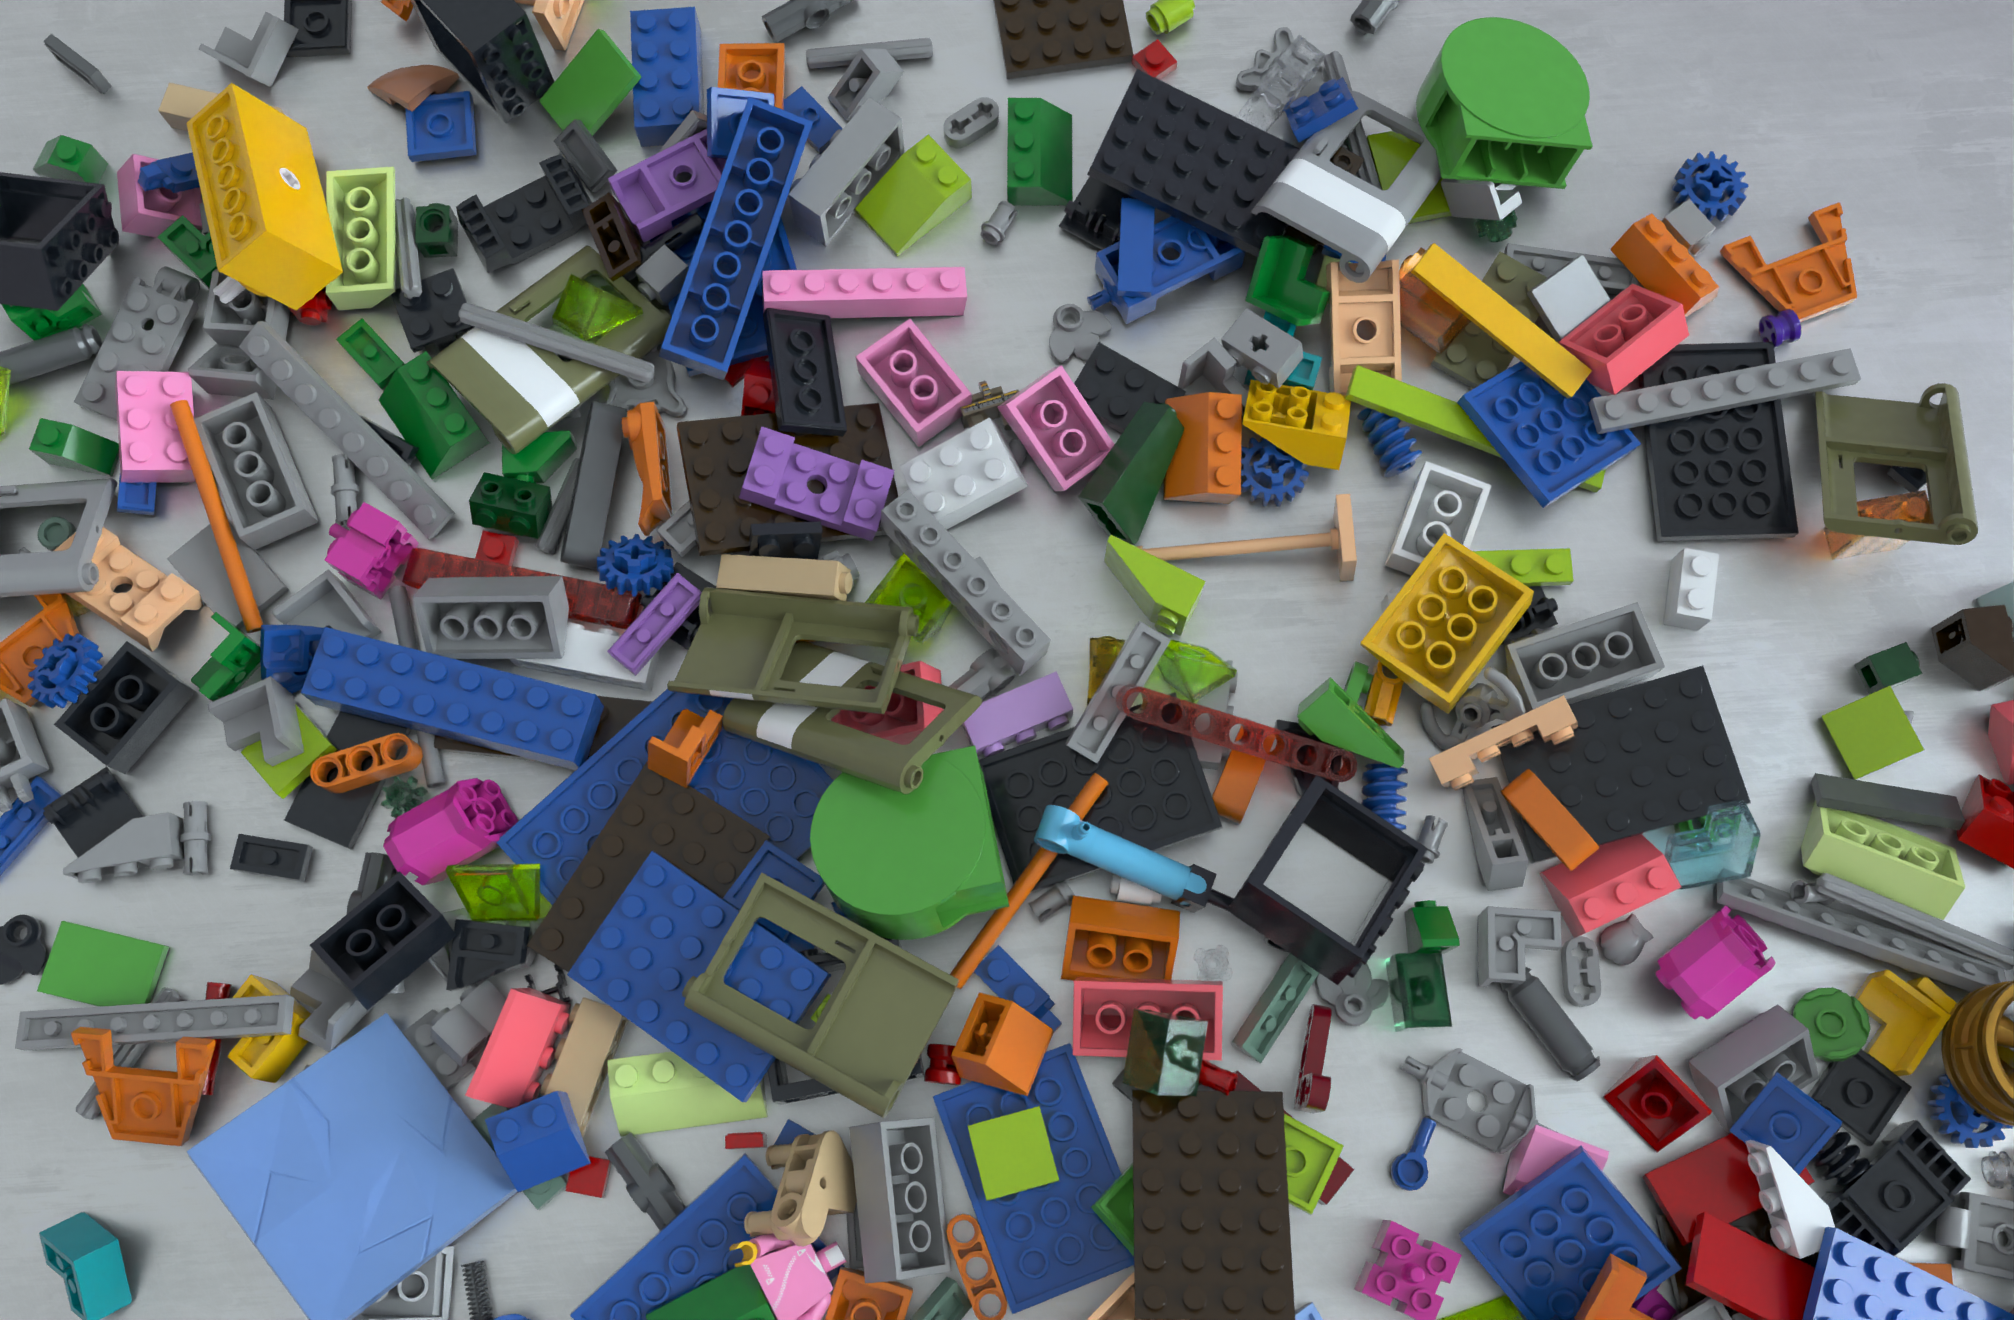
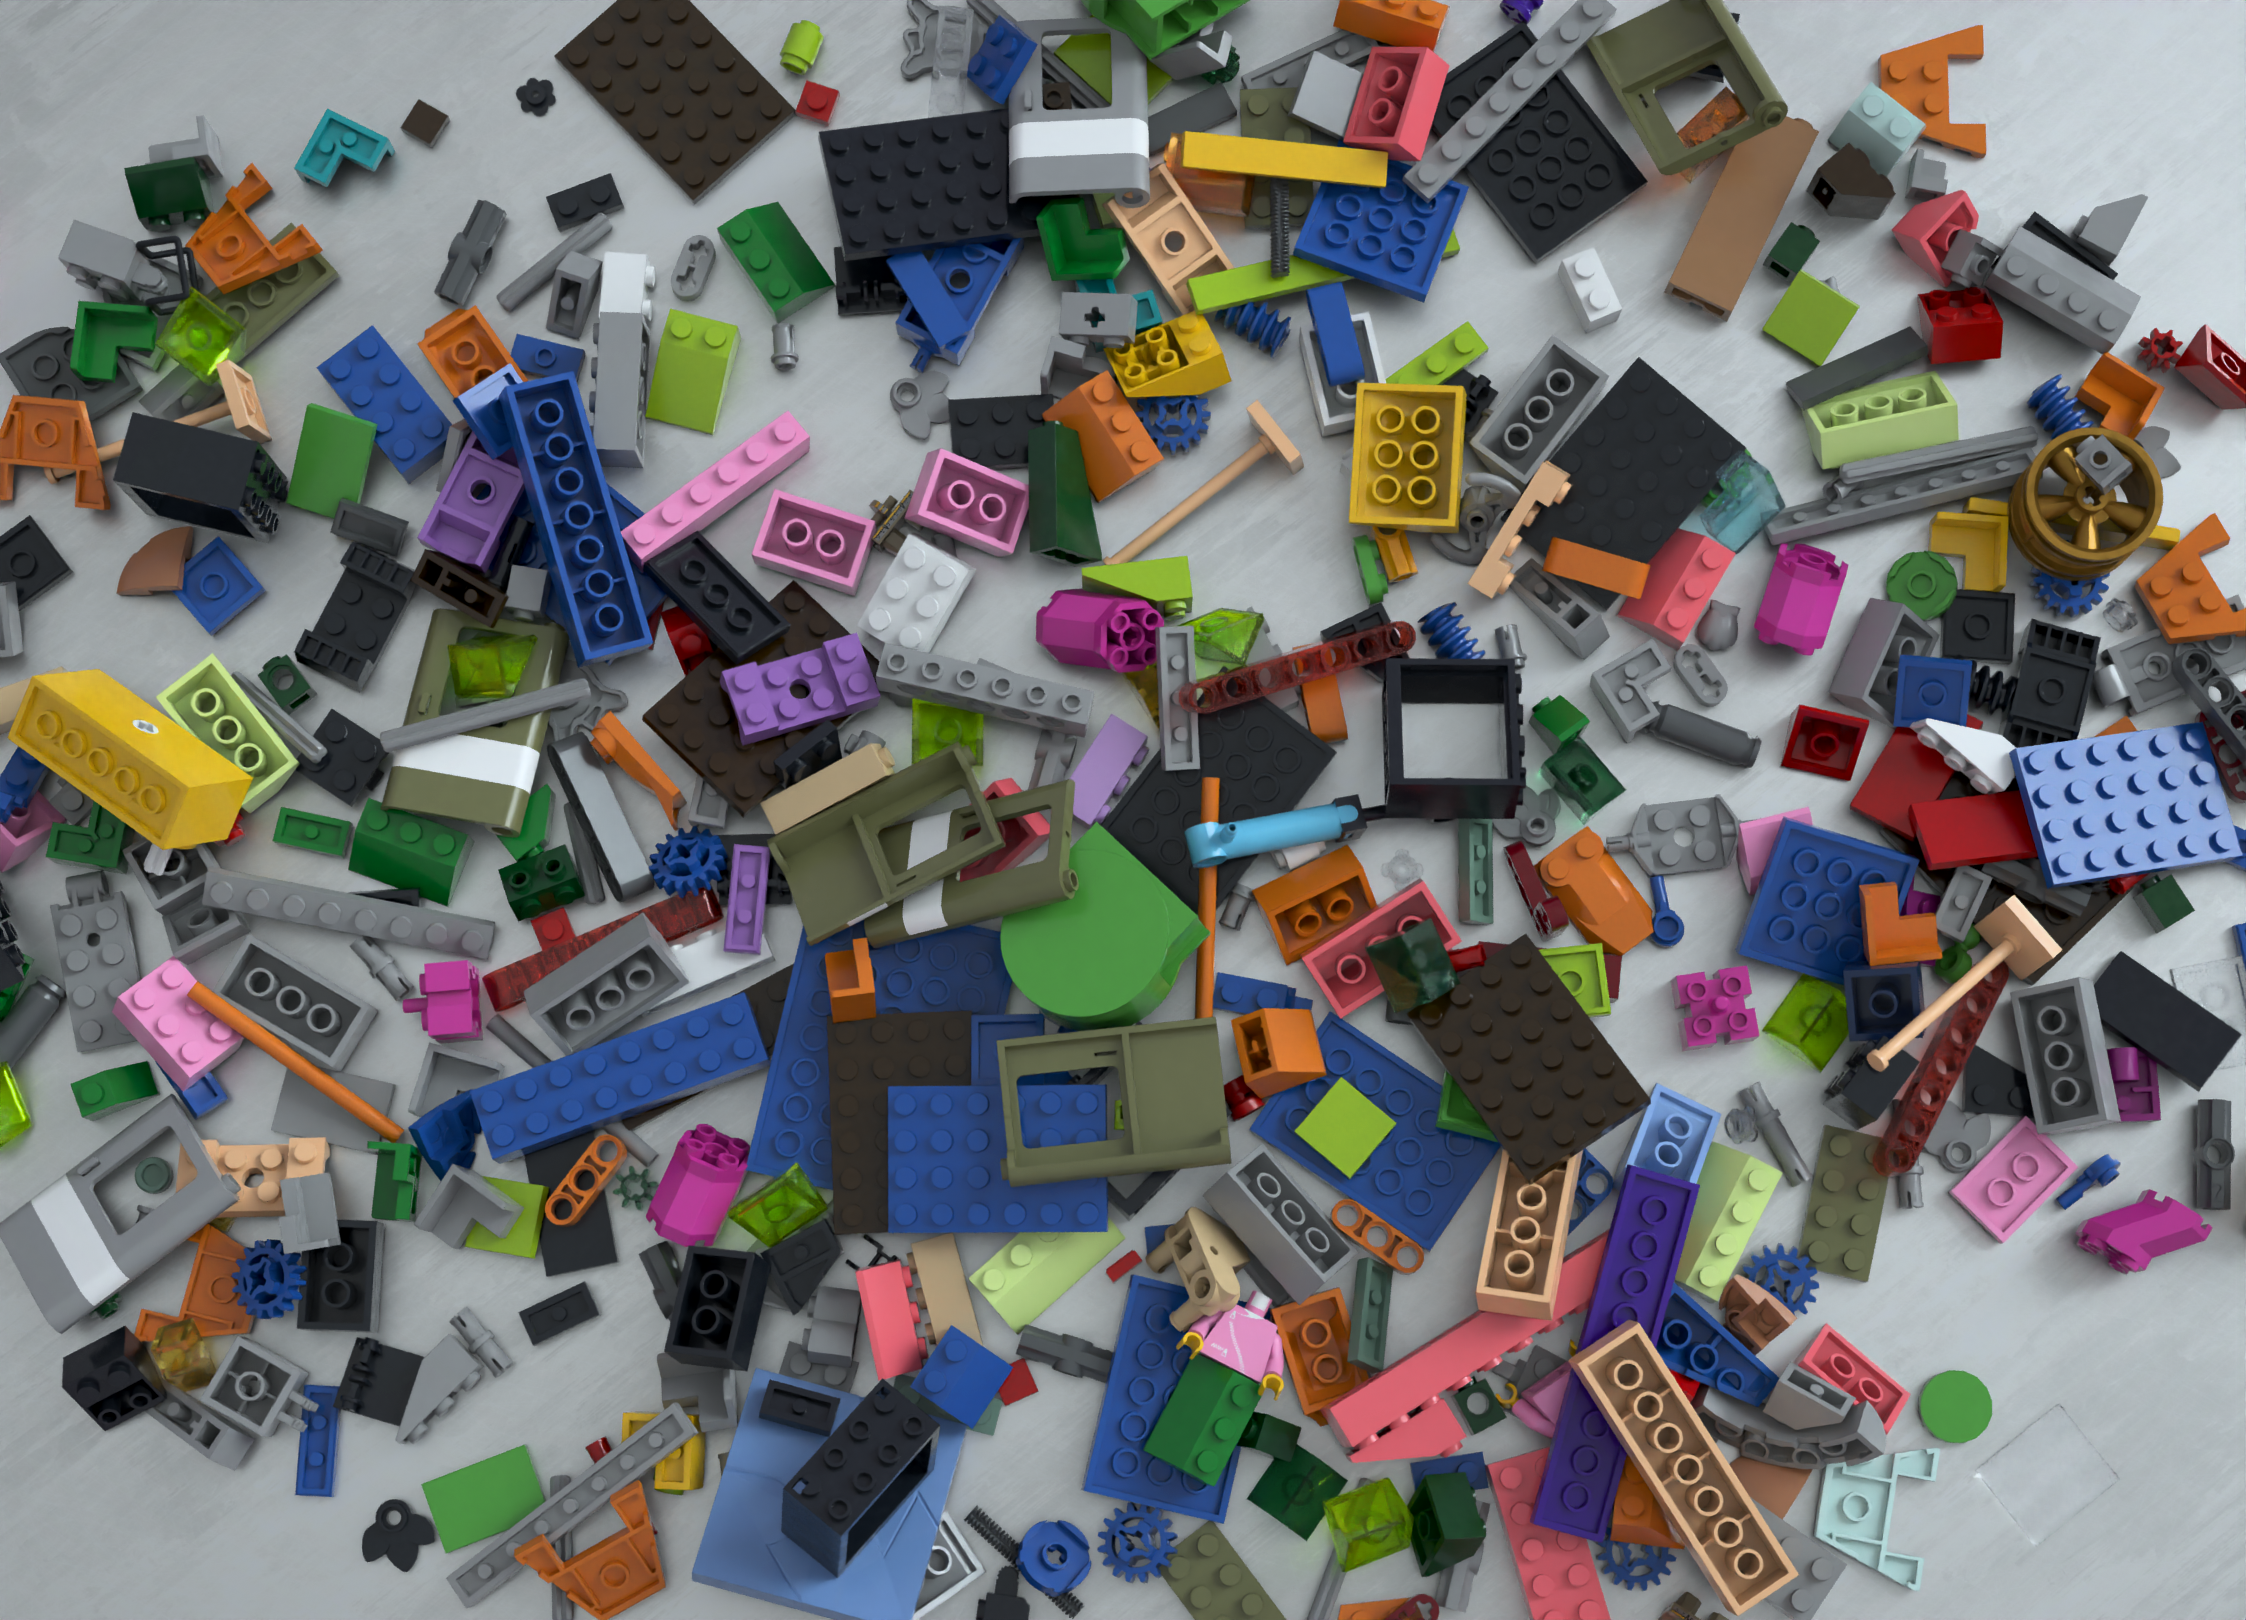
camera: 35 degrees left, 5 degrees up
(124, 639) = (309, 1213): none -> light grey panel
(373, 1170) = (860, 1478): none -> black window
(389, 1072) = (799, 1408): none -> black plate
(913, 99) = (626, 284): none -> white piece
(922, 22) = (584, 201): none -> black plate
(1091, 596) = (1099, 630): none -> dark pink brick
(1343, 723) = (1381, 599): bright green slope -> none
(1367, 1099) = (1596, 893): none -> orange slope
(1451, 483) = (1335, 334): none -> blue beam
(1461, 373) = (1279, 227): none -> dark grey axle
(1466, 250) = (1192, 114): none -> dark grey tile
(1863, 609) = (1740, 217): none -> medium nougat brick

